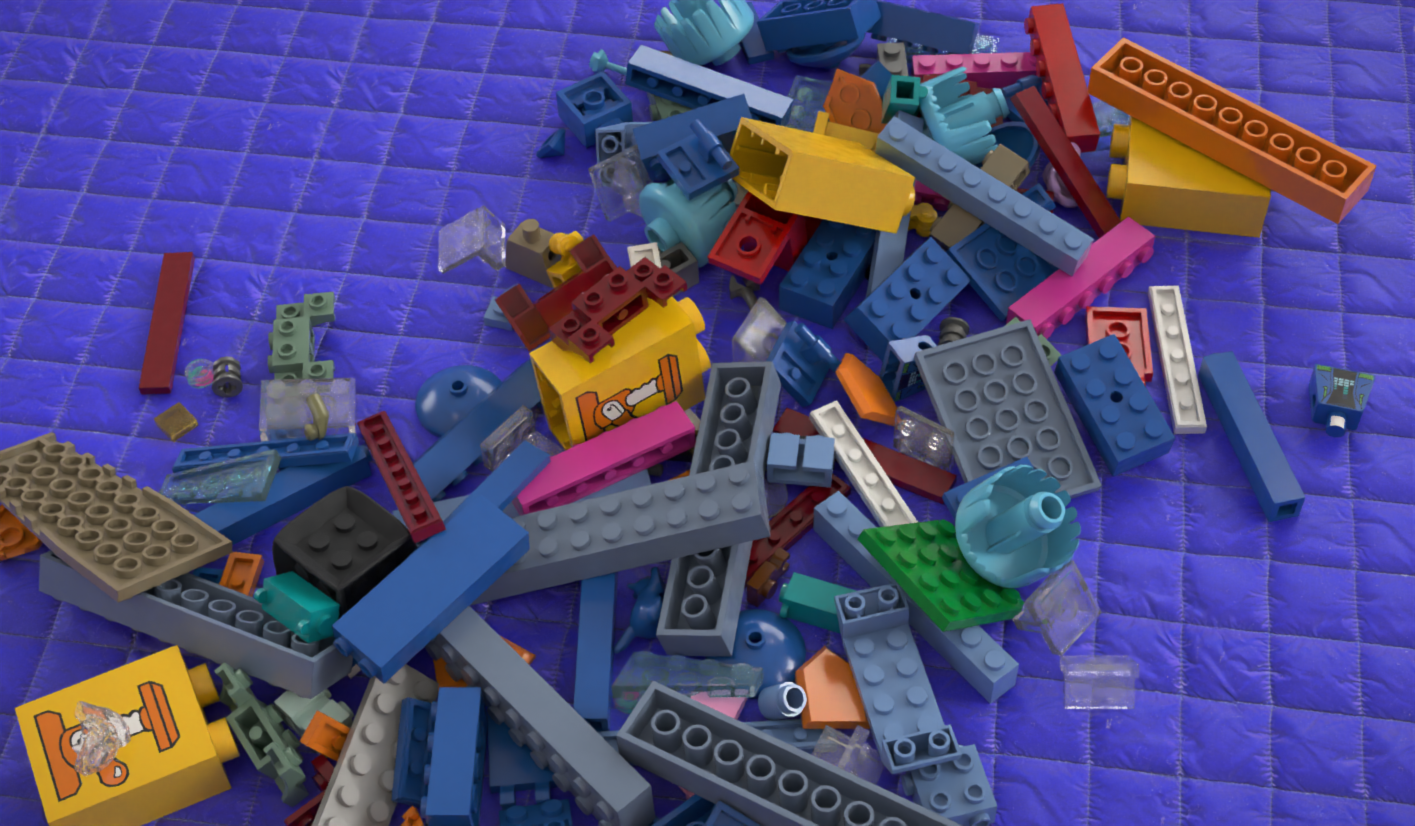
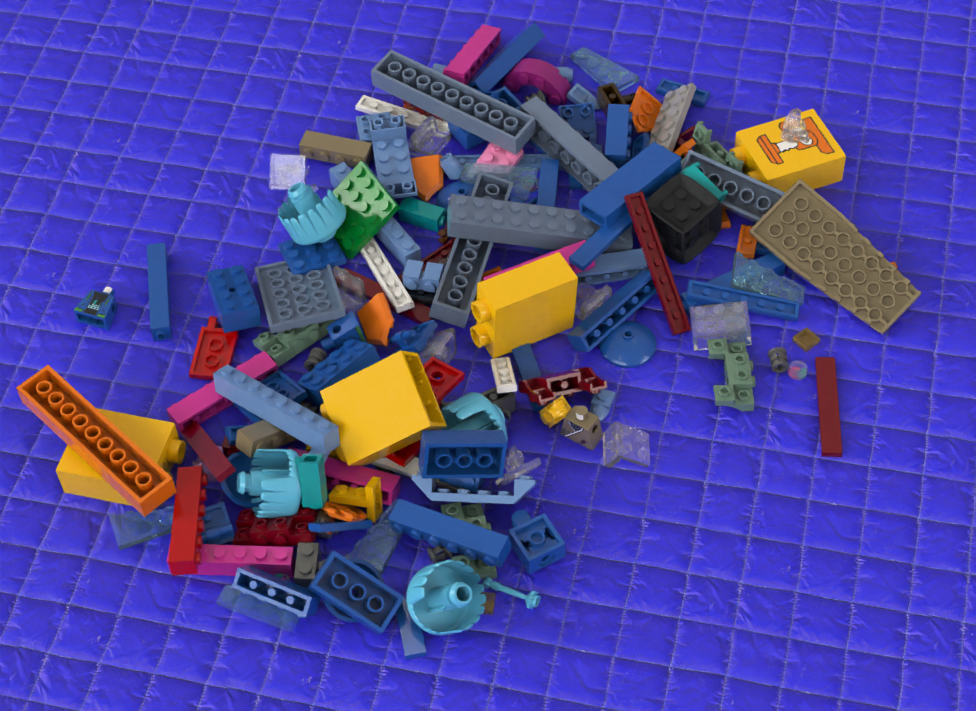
camera: 175 degrees left, 0 degrees up
(320, 418) = (709, 300): olive arm -> none
(553, 145) = (571, 526): blue slope -> none
(612, 305) = (525, 287): dark red bracket -> none
(698, 161) = (463, 407): blue plate -> none
(1022, 733) = (335, 149): none -> dark tan brick
(1177, 360) = (181, 347): white tile -> none

